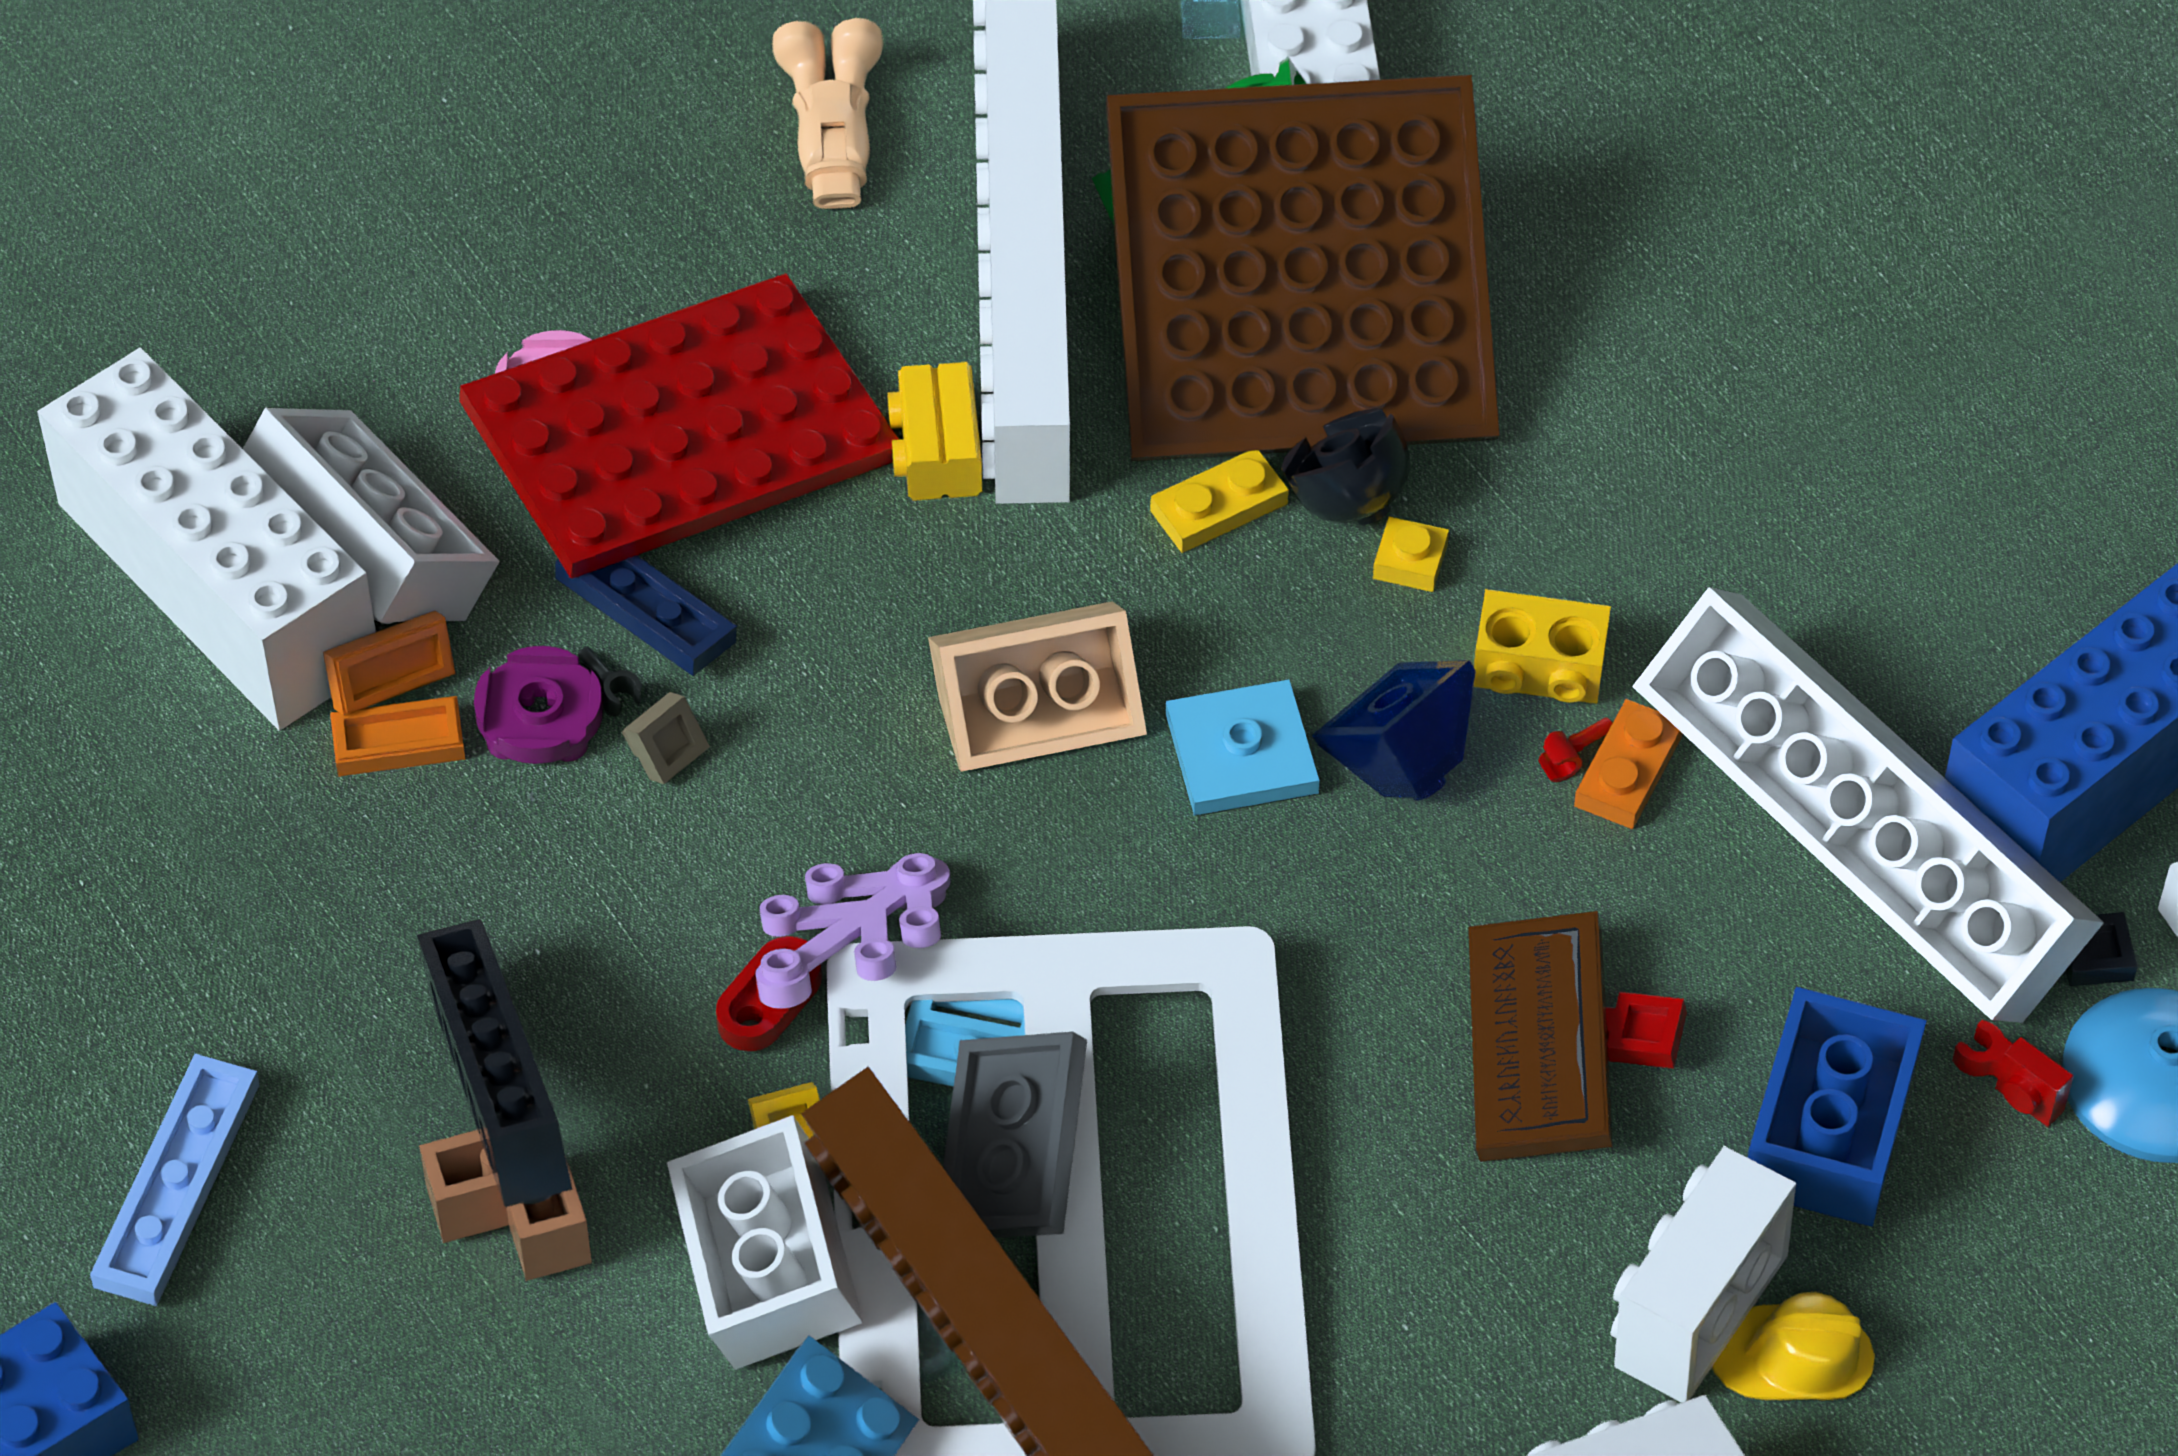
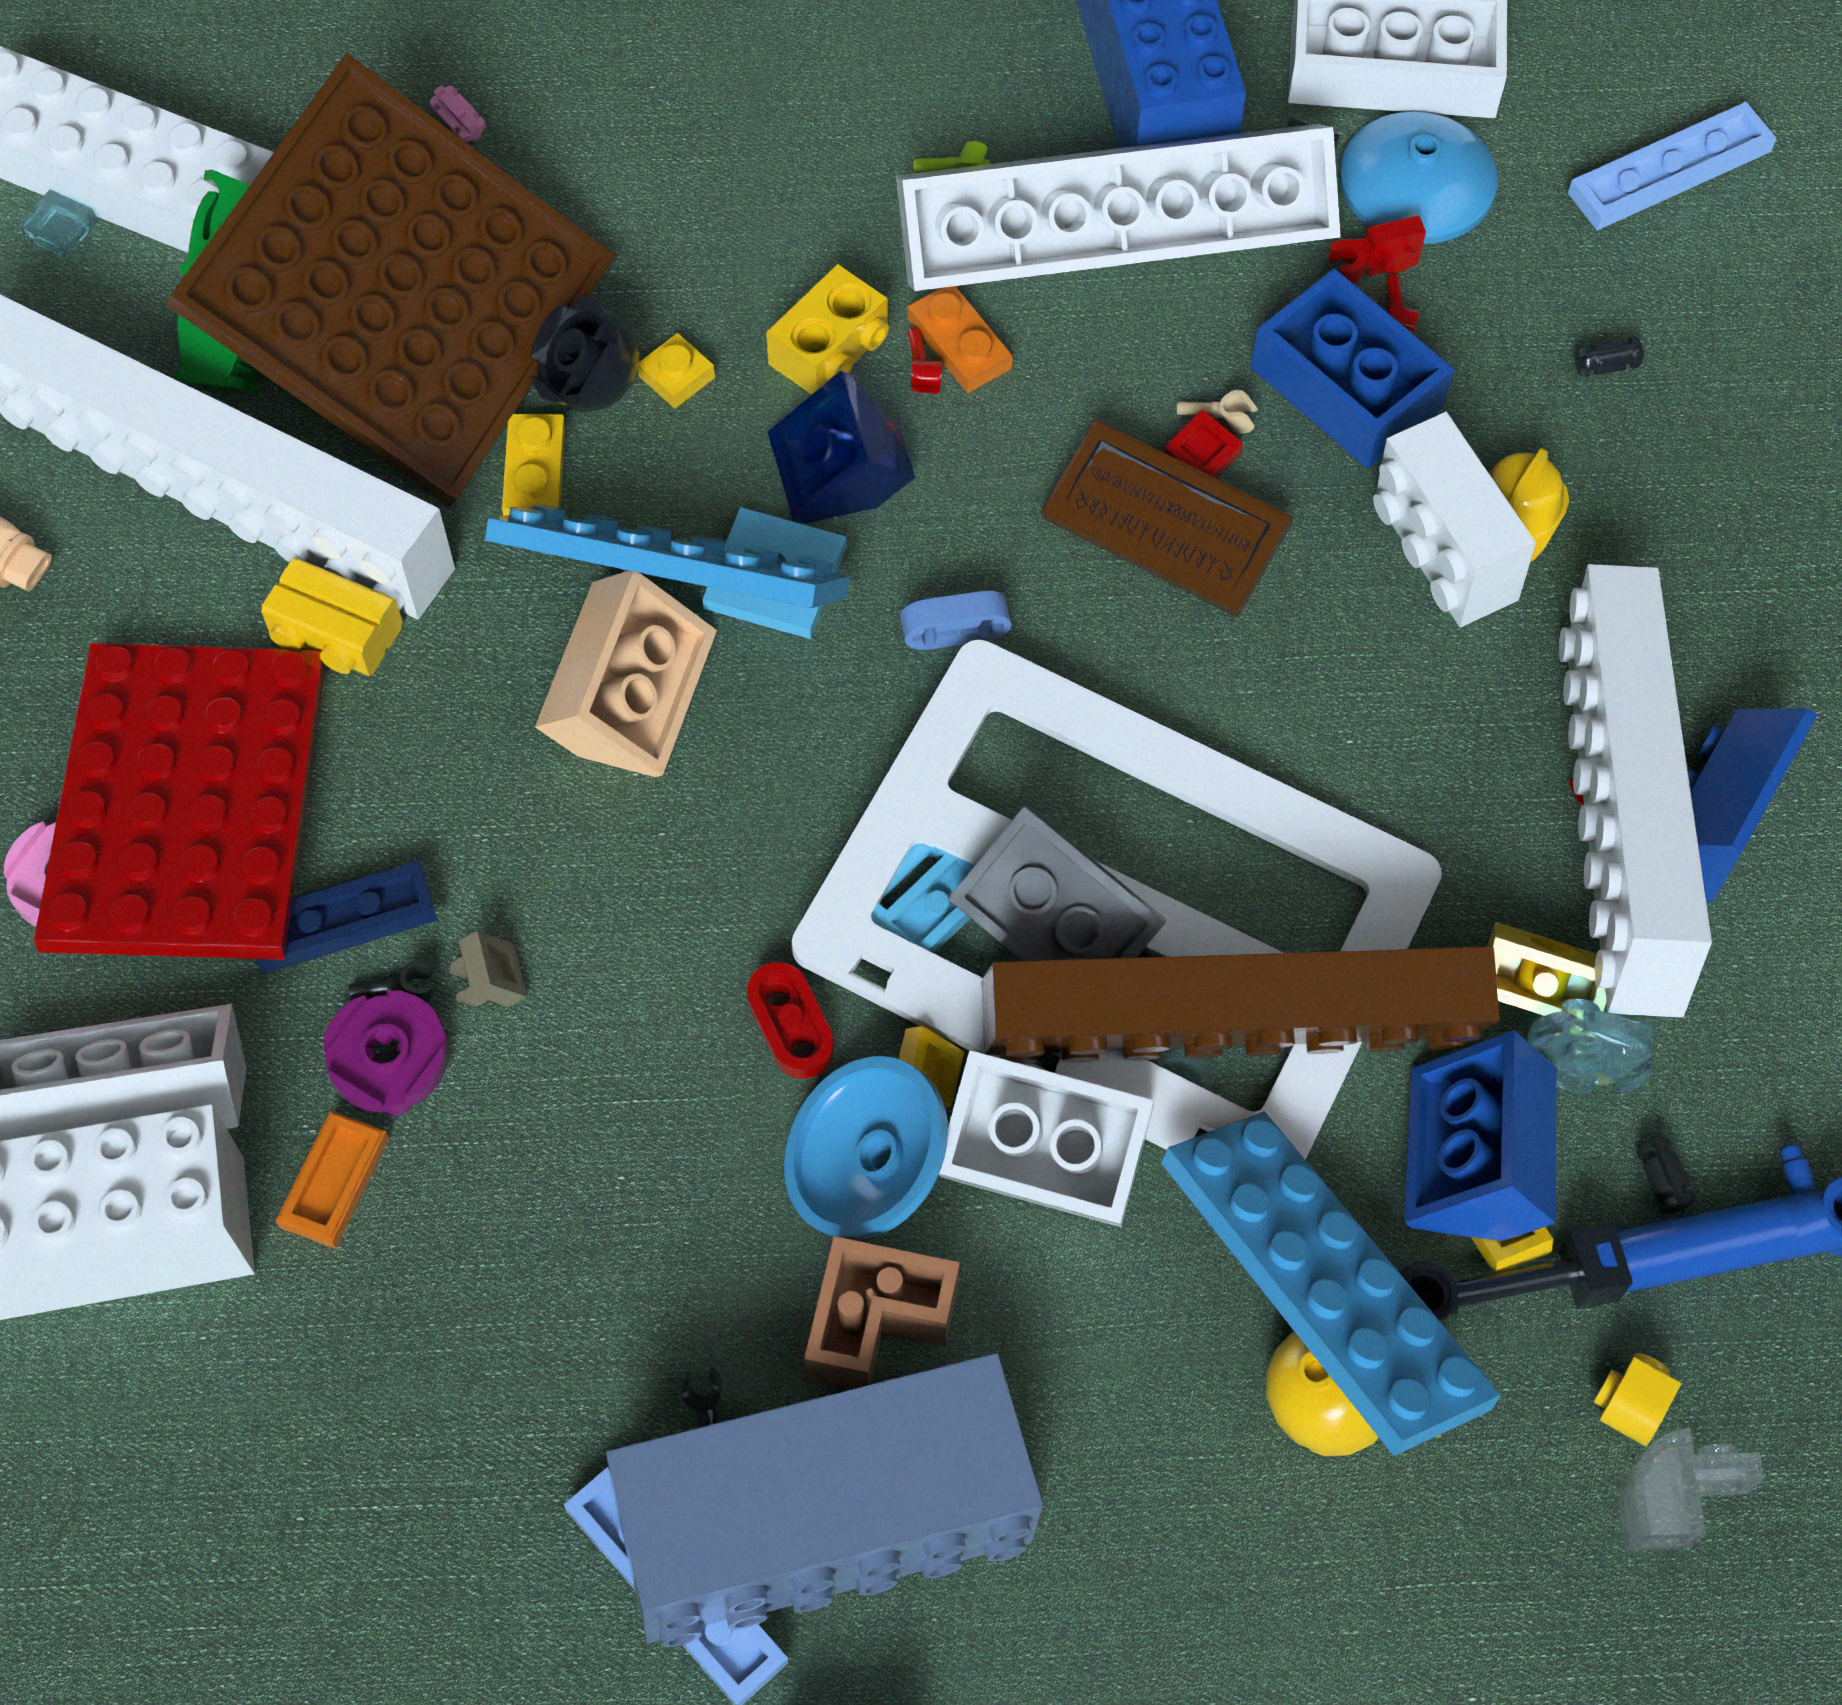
camera: 60 degrees left, 10 degrees up
(301, 1231) = (824, 1499): none -> sand blue brick
(354, 1113) = (703, 1404): none -> black hand
(389, 662) = (267, 1145): orange tile -> none
(494, 1064) = (778, 1253): black brick -> none
(665, 1105) = (847, 1134): none -> dark azure dish
(912, 883) = (772, 916): lavender plant -> none
(1167, 639) = (654, 553): none -> dark azure plate
(1288, 914) = (955, 620): none -> medium blue beam
(1568, 230) = (457, 113): none -> bright pink piece
(1713, 1031) = (1230, 408): none -> tan hand
(1845, 667) = (971, 155): none -> lime hand
(1951, 1139) = (1405, 316): none -> red hand
(2057, 1351) = (1608, 356): none -> black piece

